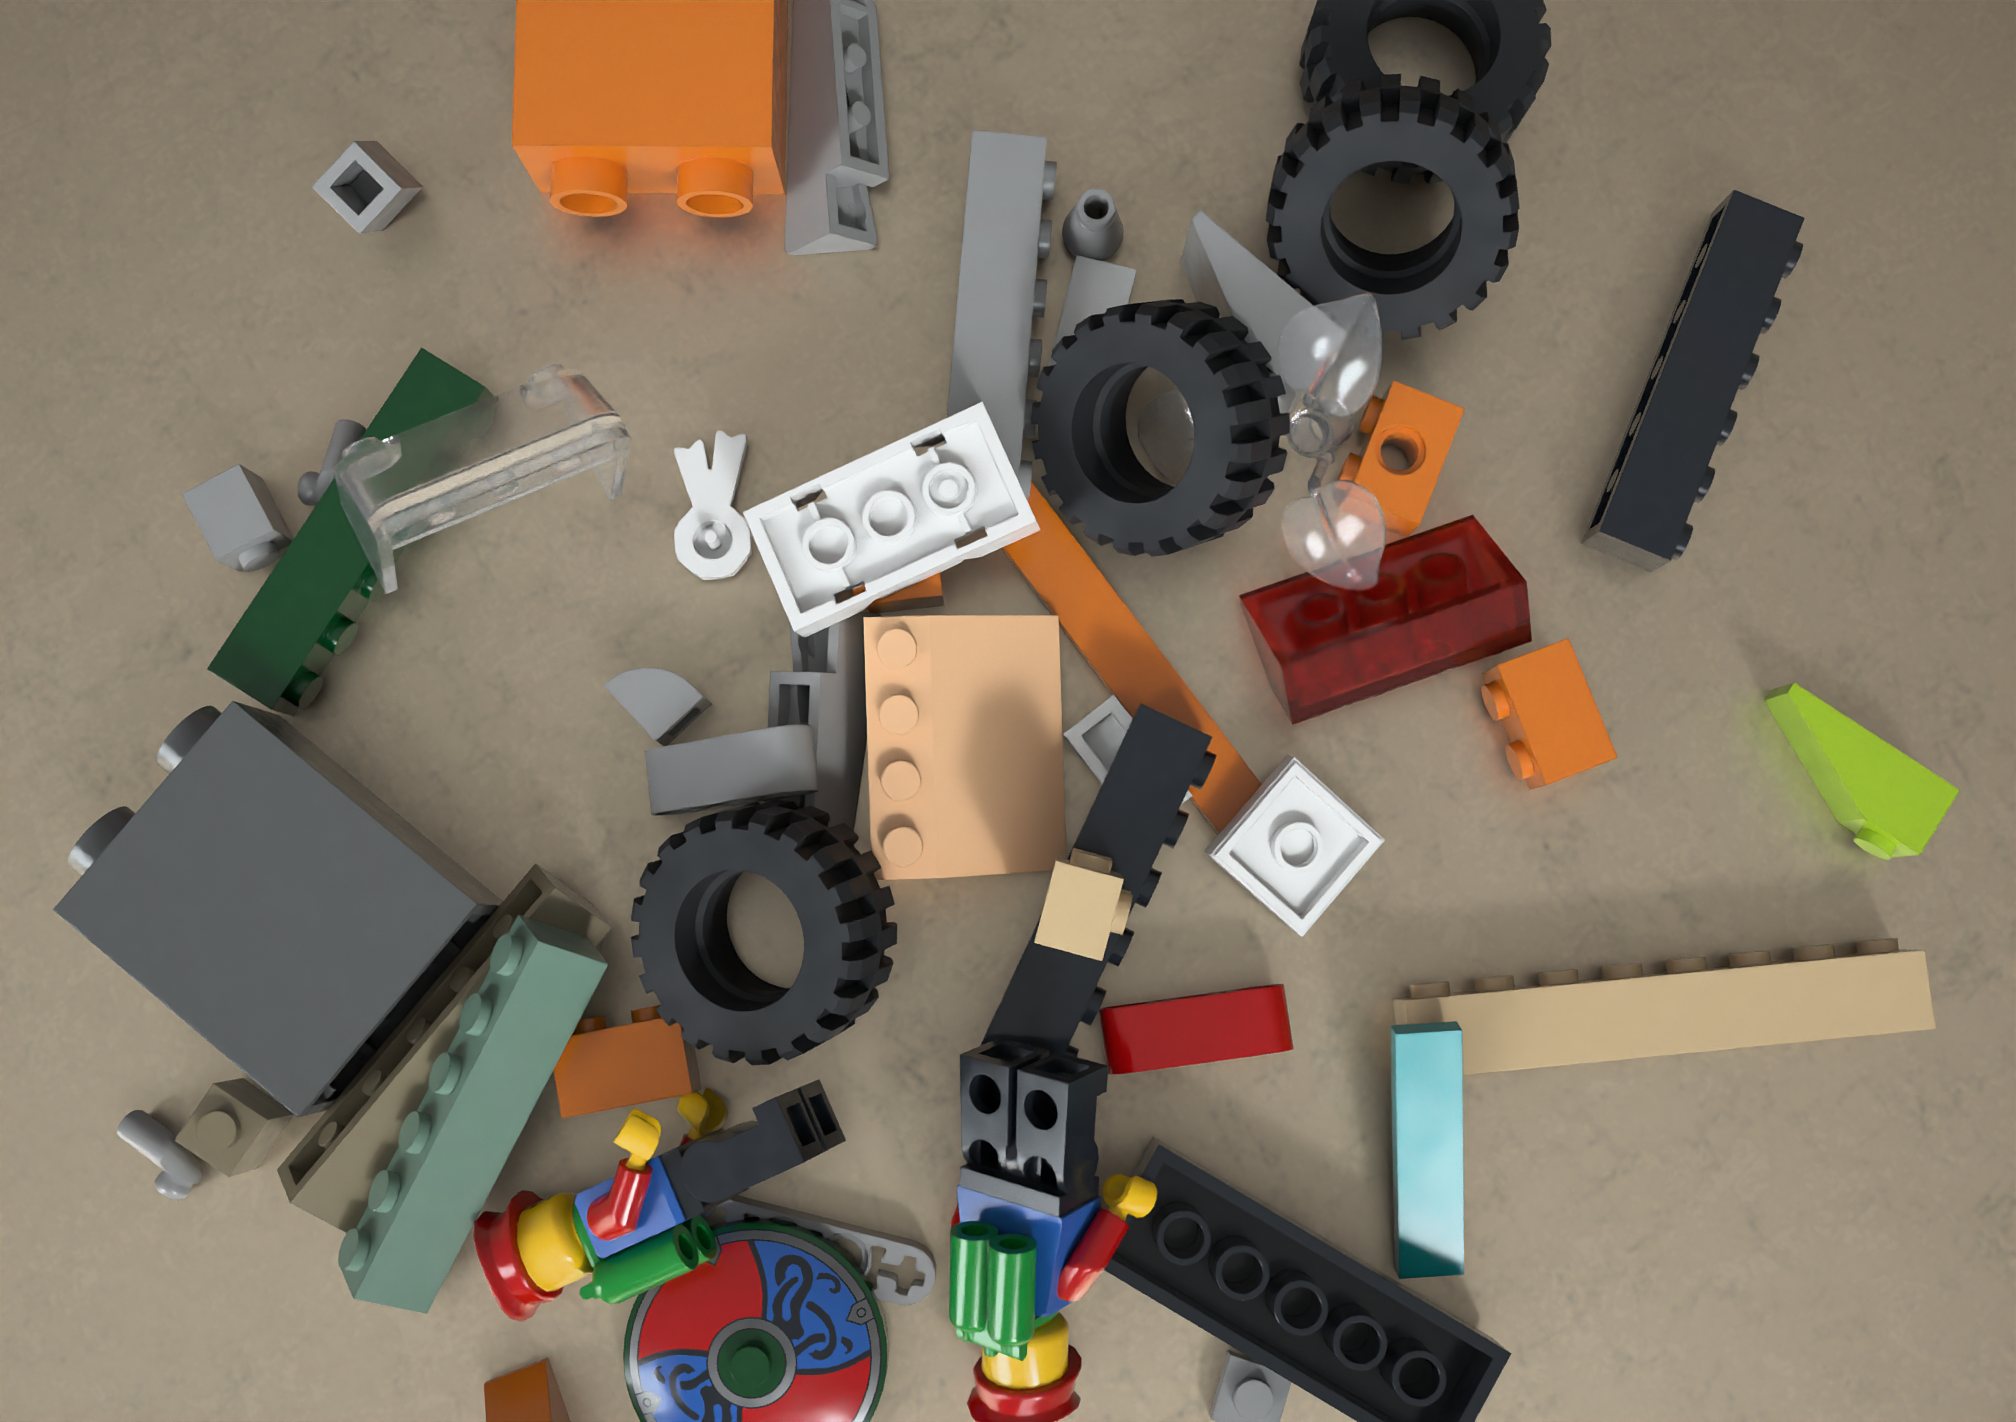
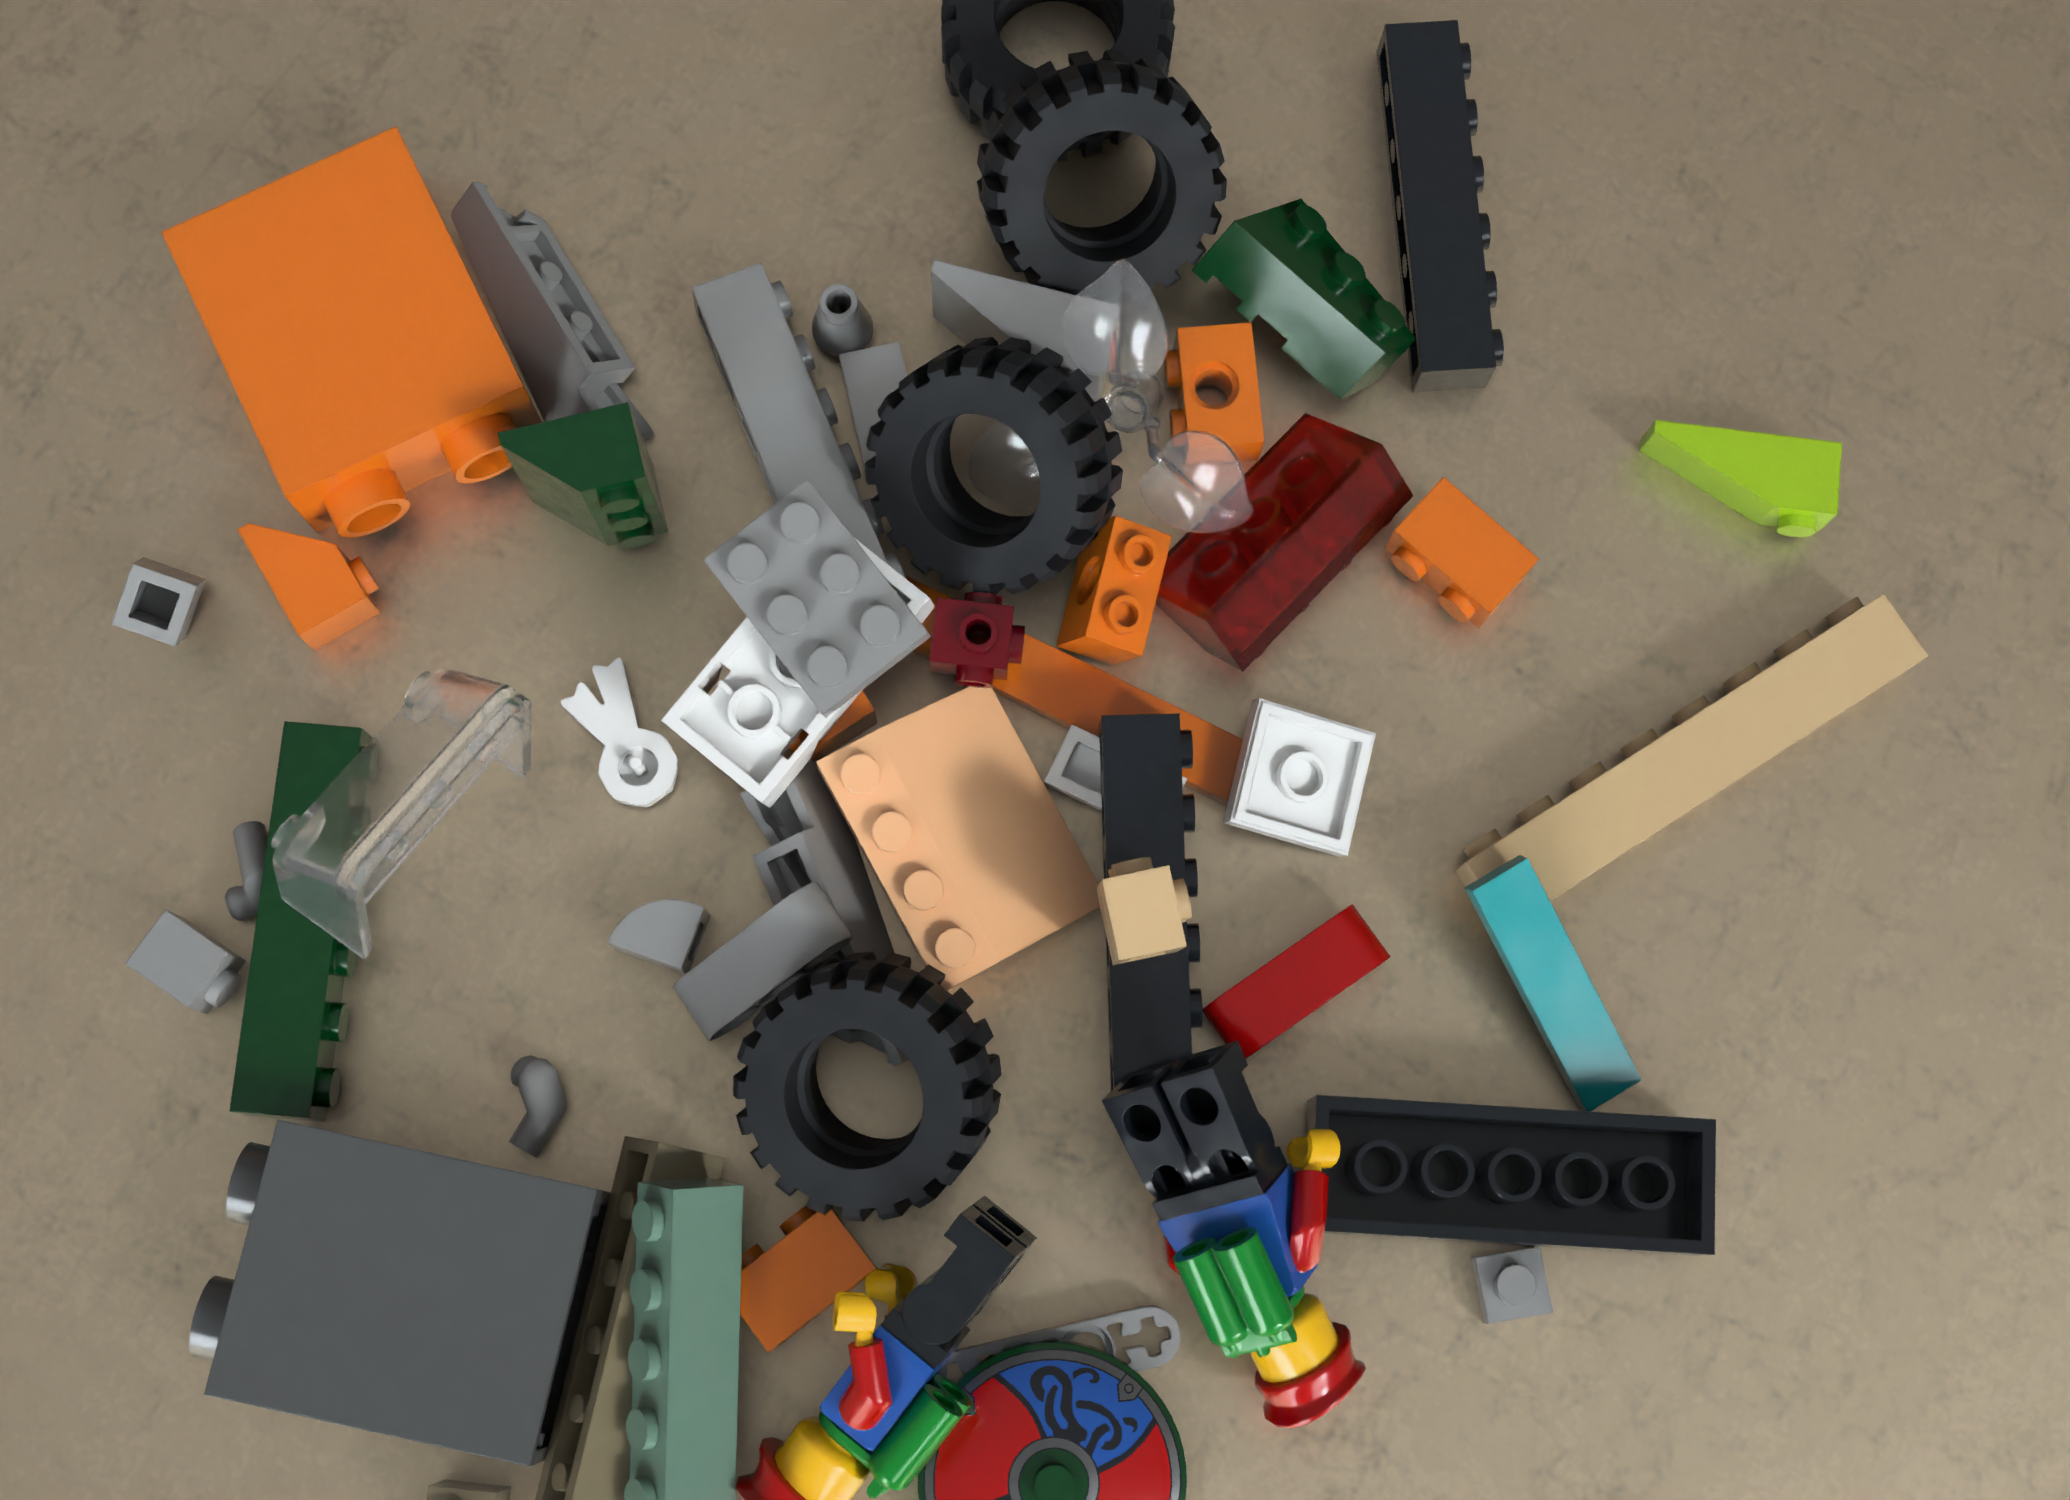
camera: 30 degrees left, 5 degrees down
(484, 794) = (543, 1101): none -> light grey arm
(510, 236) = (313, 582): none -> orange slope
(800, 256) = (591, 474): none -> dark green slope
(933, 471) = (816, 598): none -> light grey plate
(1055, 553) = (975, 616): none -> dark red brick
(1213, 594) = (1114, 592): none -> orange brick
(1534, 407) = (1311, 293): none -> dark green wedge

